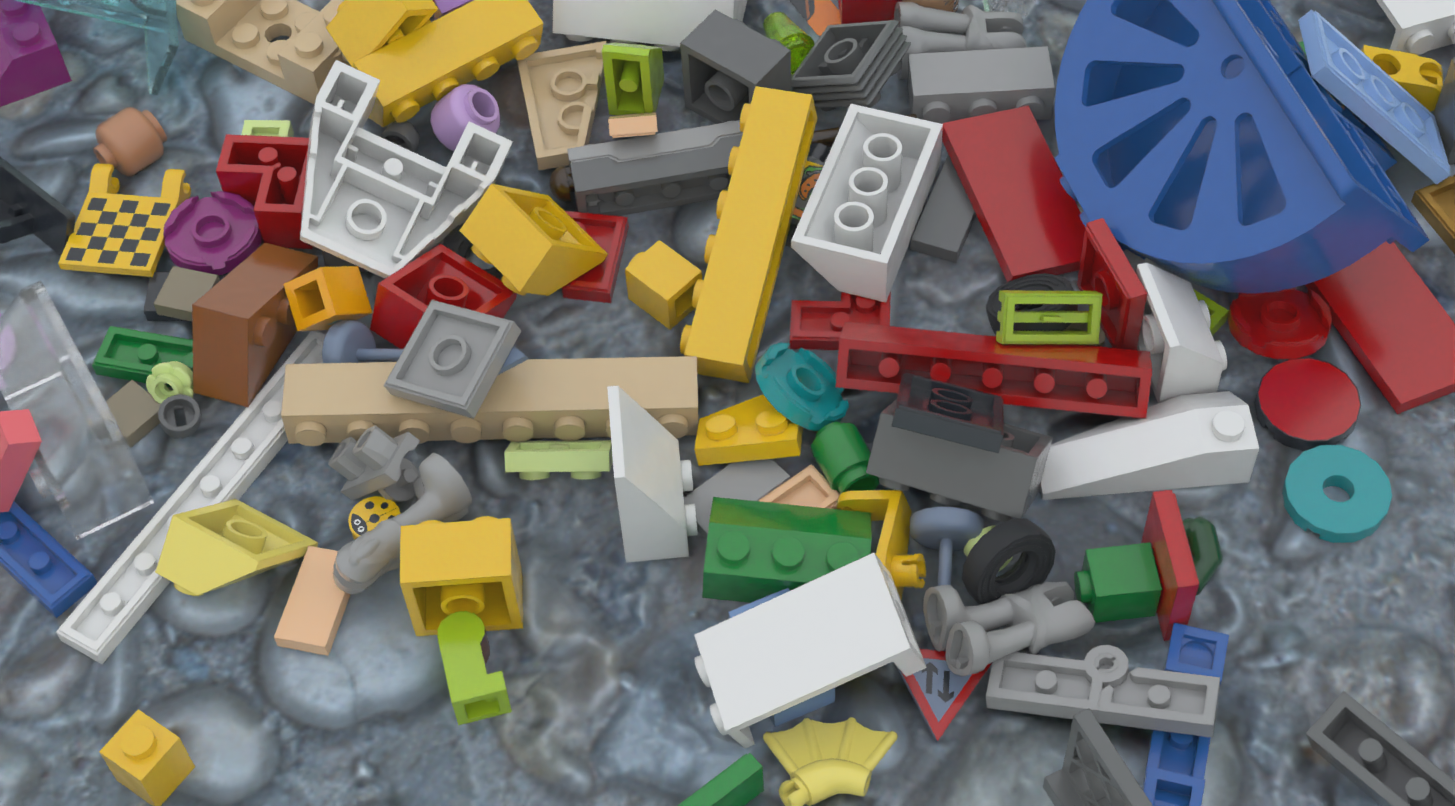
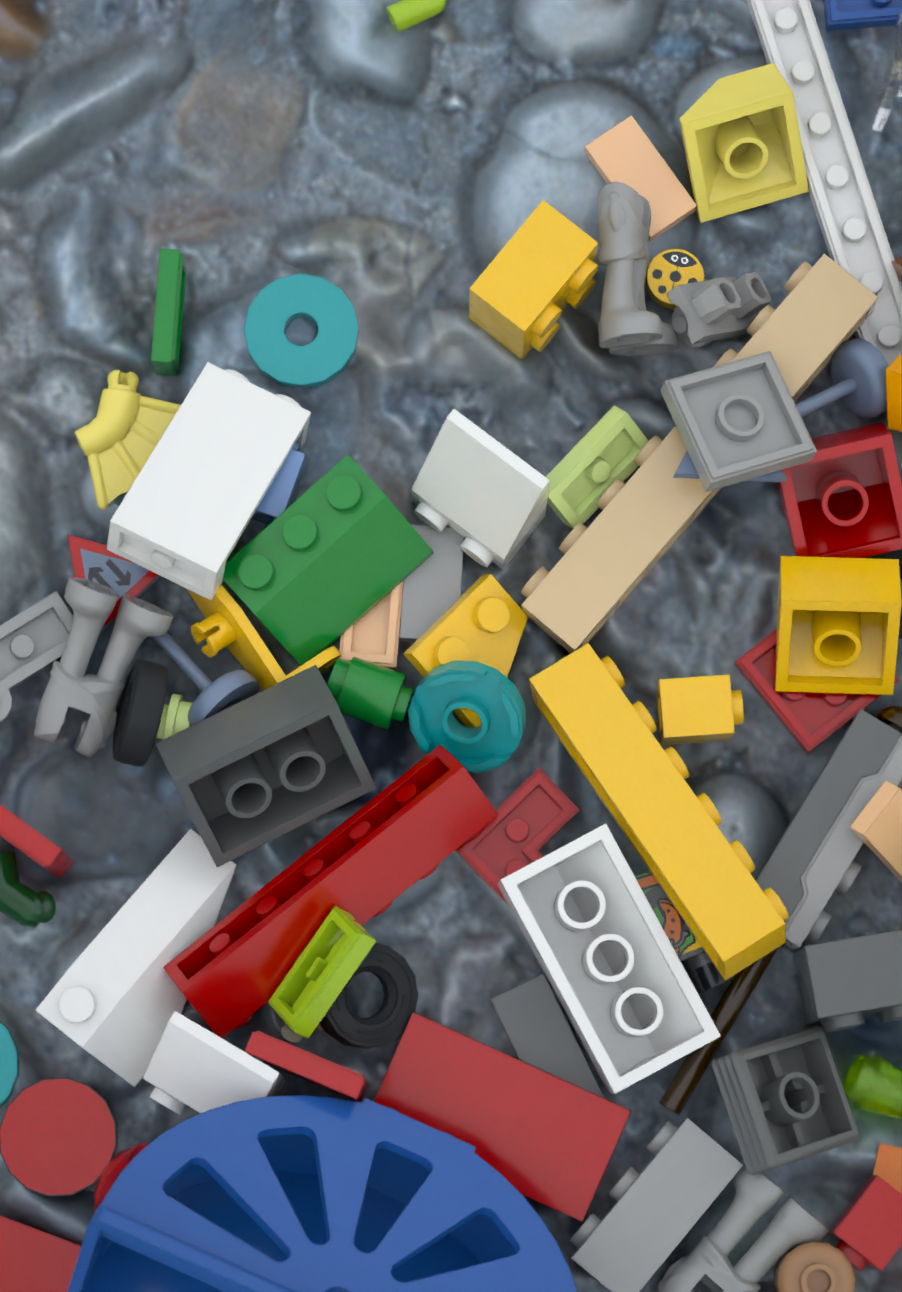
camera: 130 degrees right, 25 degrees up
(464, 657) = (454, 232): lime leg -> none
(632, 687) = (294, 299): none -> teal tile
(949, 412) = (293, 769): black tile -> none
(1119, 582) = (50, 792): green brick -> none

